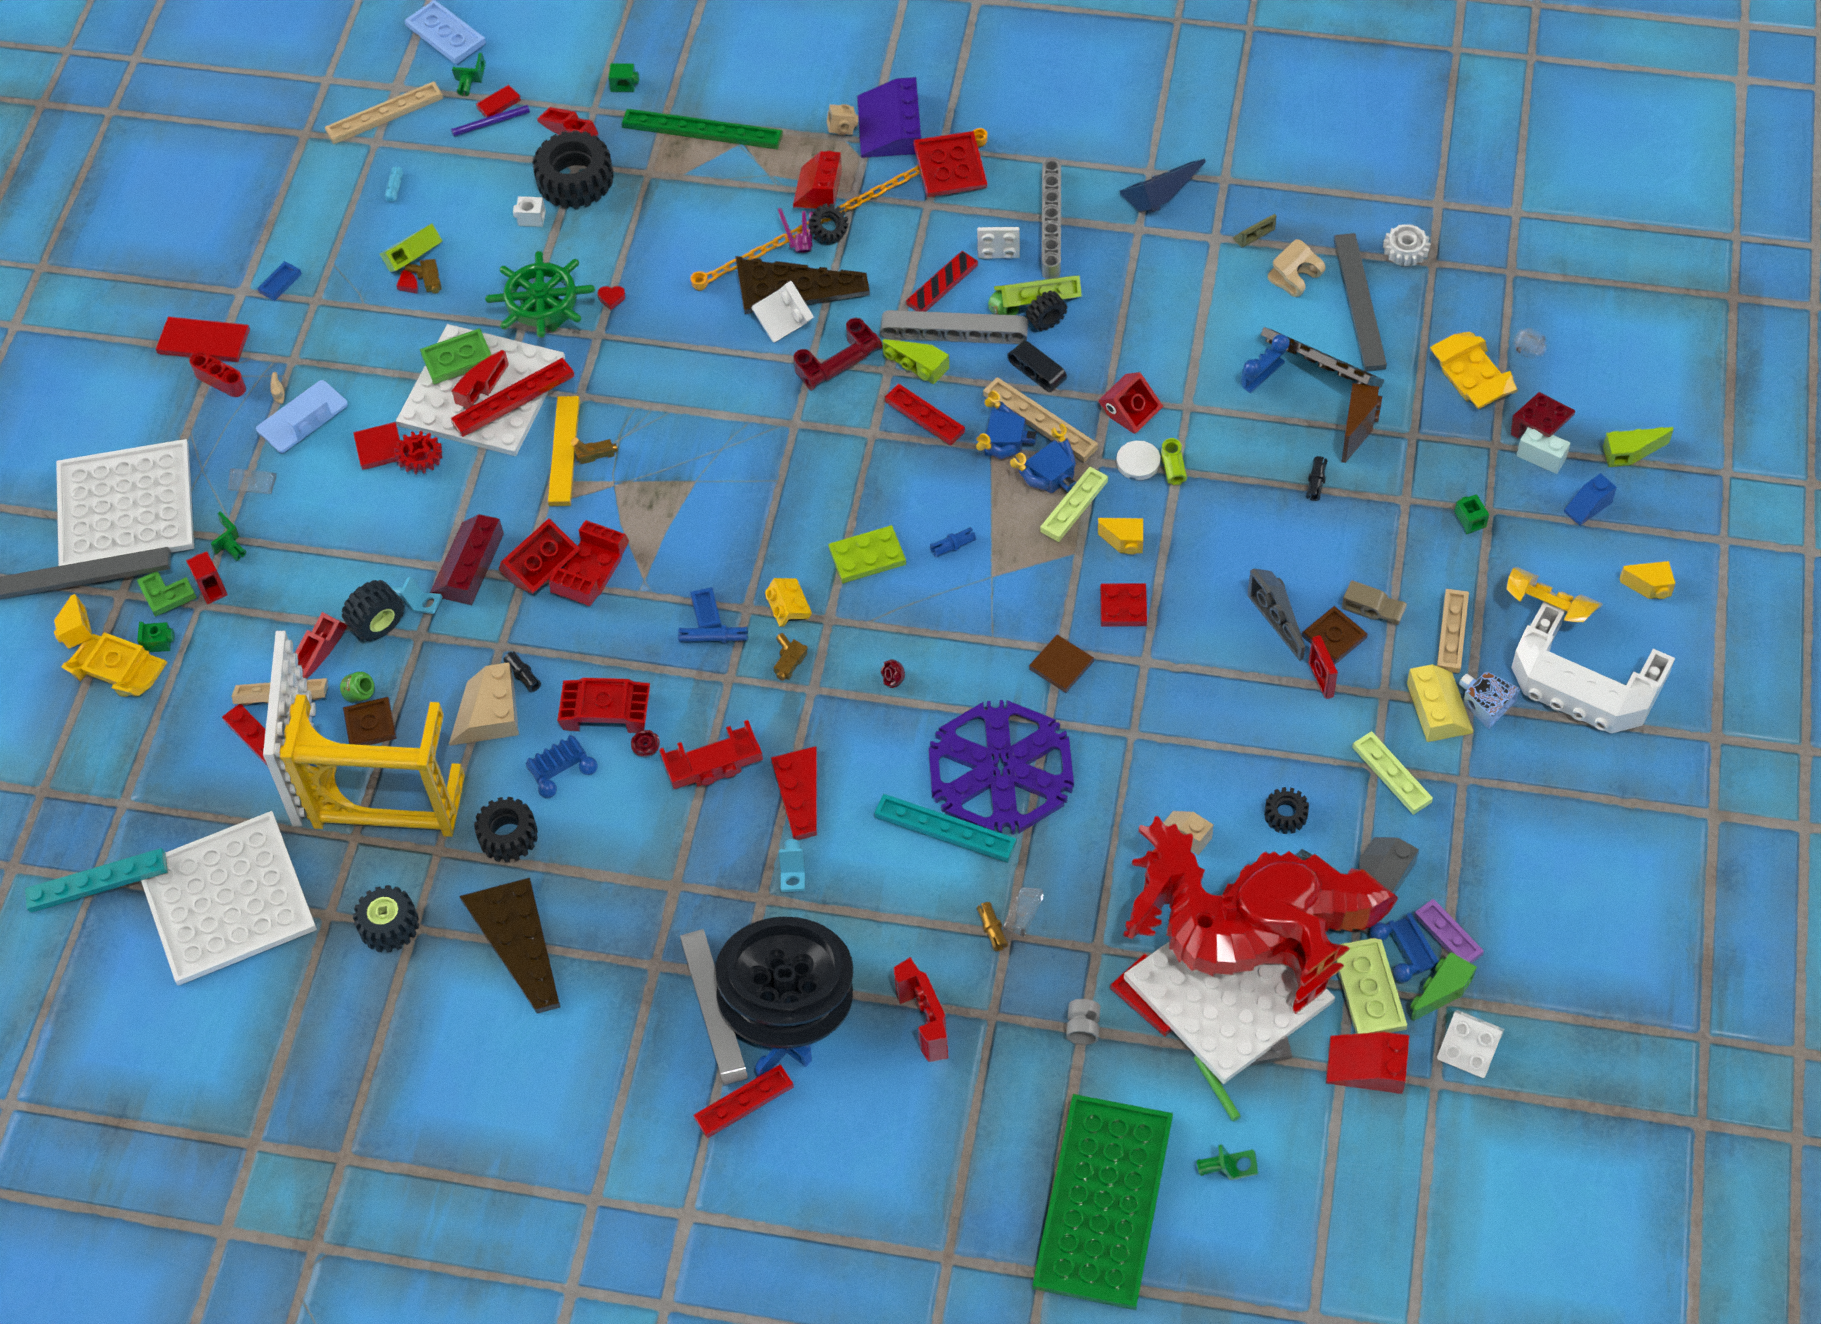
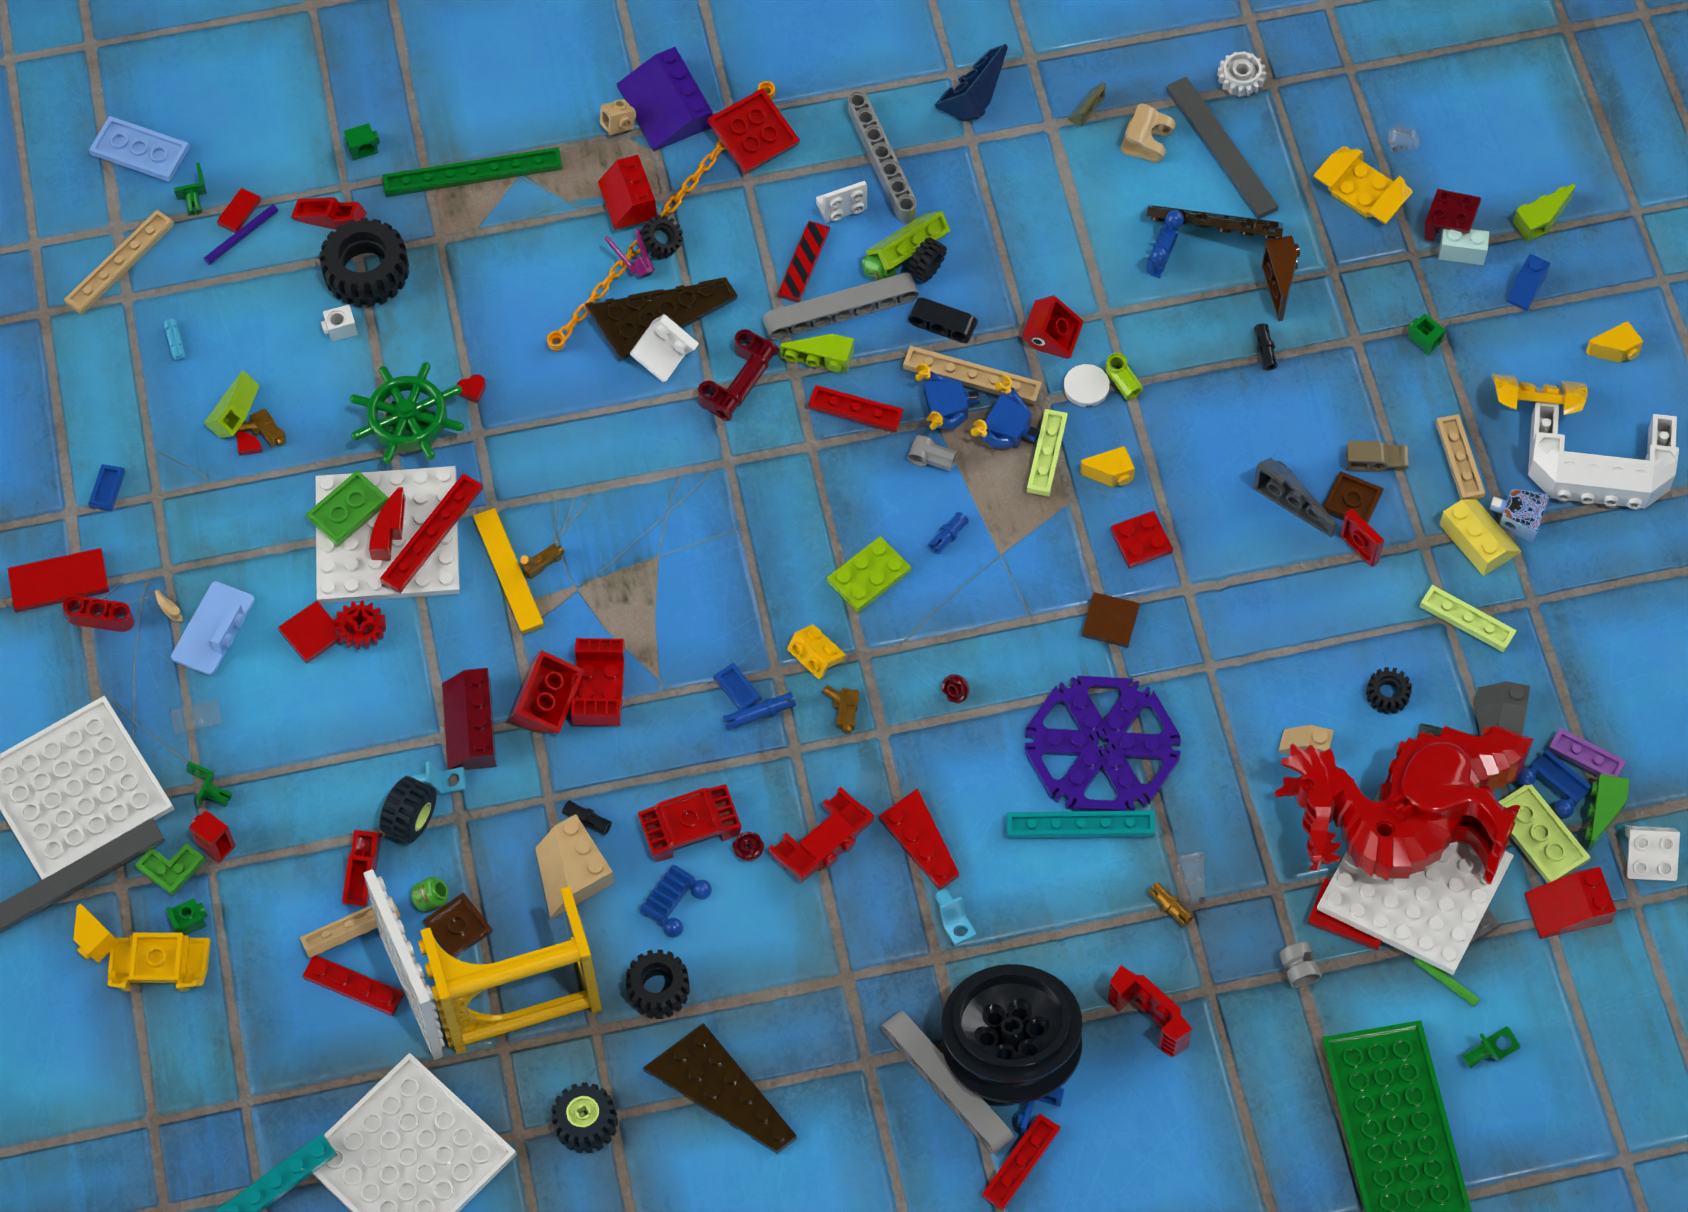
camera: 25 degrees left, 5 degrees up
(967, 469) = (925, 452): none -> light grey piece

